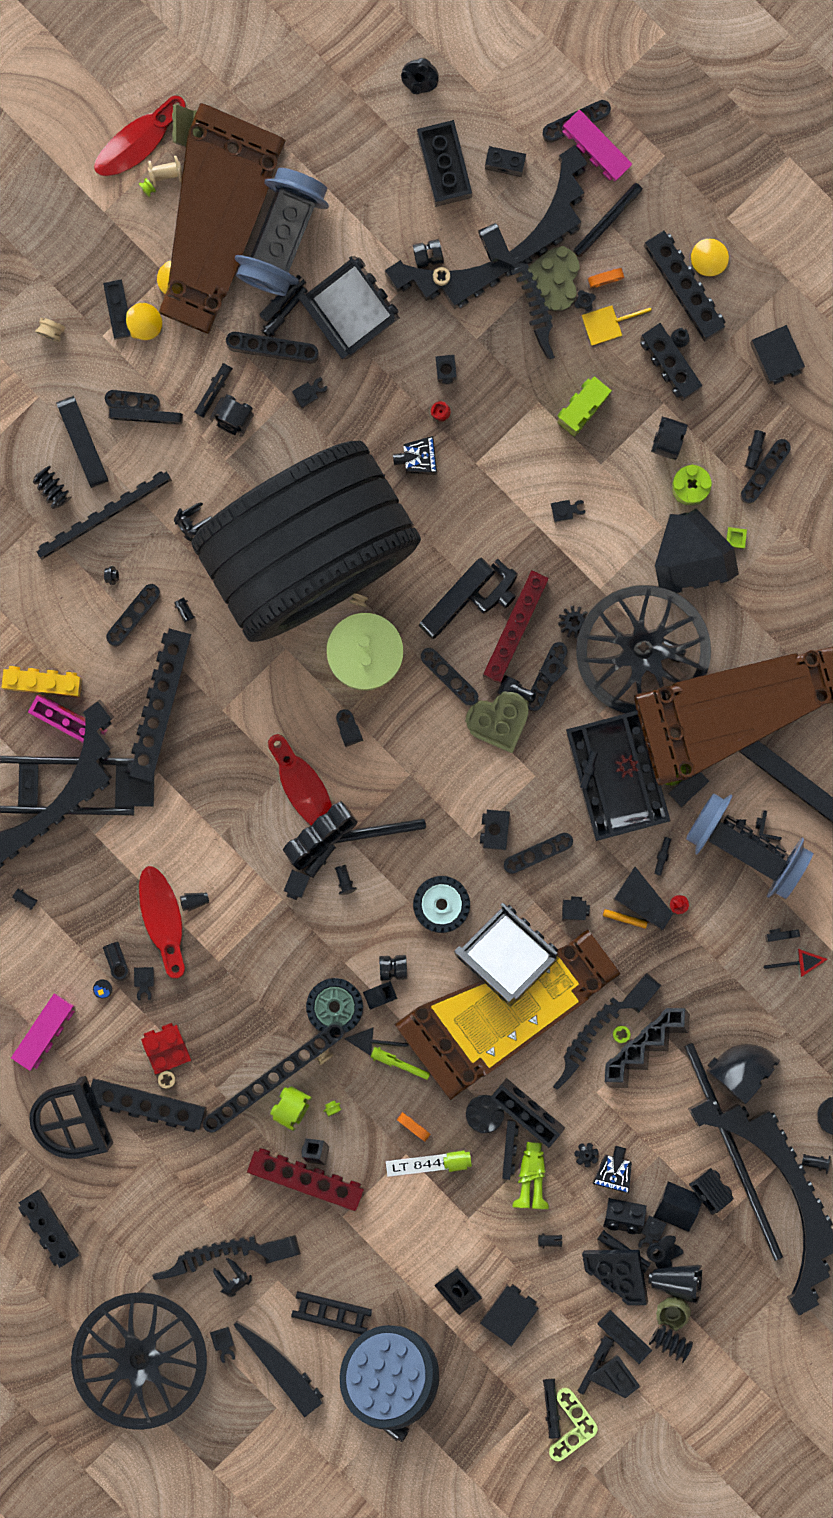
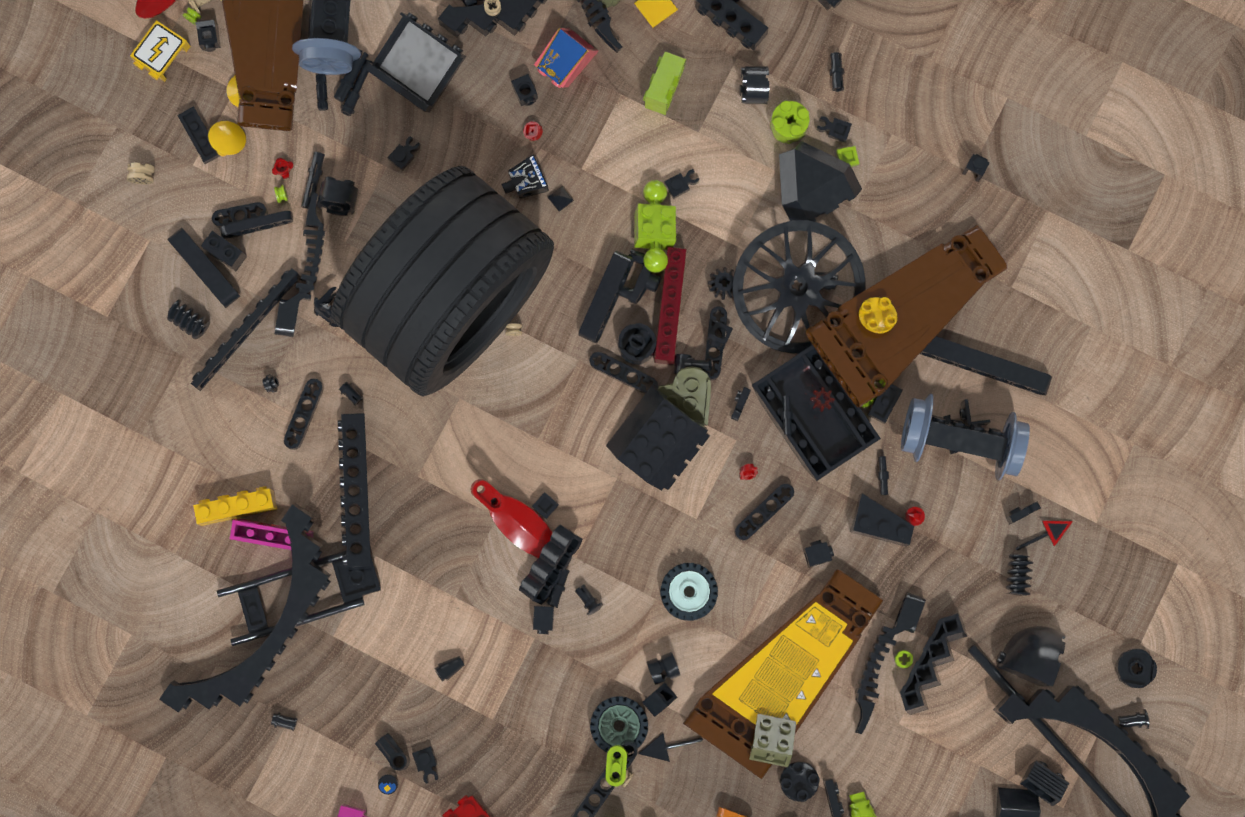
camera: 20 degrees left, 5 degrees down
(104, 212) = (158, 50): none -> panel
(106, 432) = (223, 251): none -> black brick
(150, 508) = (289, 308): none -> black piece
(157, 213) = (208, 35): none -> black window
(162, 918) = (424, 695): red plant -> none
(178, 393) = (281, 193): none -> lime bush
(187, 363) = (280, 162): none -> red plate
(249, 305) = (321, 90): none -> black axle
(280, 353) = (347, 119): black beam -> none
(319, 1041) = (616, 765): none -> lime plate
(333, 778) = (545, 505): none -> black plate
(349, 731) = (546, 455): black piece -> none
(365, 651) = (535, 375): yellowish green brick -> none
(383, 830) = (609, 539): black axle -> none
(390, 1060) = (691, 759): lime pin -> none
(445, 486) = (560, 198): none -> black slope
(459, 752) = (657, 440): none -> black slope
(471, 653) = (637, 343): none -> black brick
(472, 1067) = (773, 740): none -> olive bracket
(496, 349) = (565, 57): none -> slope
(501, 819) = (718, 491): black brick -> none
(508, 955) = (770, 619): panel -> none
(526, 545) = (655, 226): none -> lime brick
(527, 1113) = (841, 766): black brick -> none
(535, 810) = (748, 472): none -> red plate
(553, 738) = (741, 399): none -> black plate
(586, 1150) = (906, 788): black plant -> none
(614, 1171) = (944, 795): torso -> none
(625, 918) = (868, 547): light orange piece -> none
(707, 703) = (878, 315): none -> yellow dish
(736, 507) = (837, 130): none -> black plate
(757, 992) = (1019, 575): none -> black piece
(764, 470) = (853, 88): black beam -> none

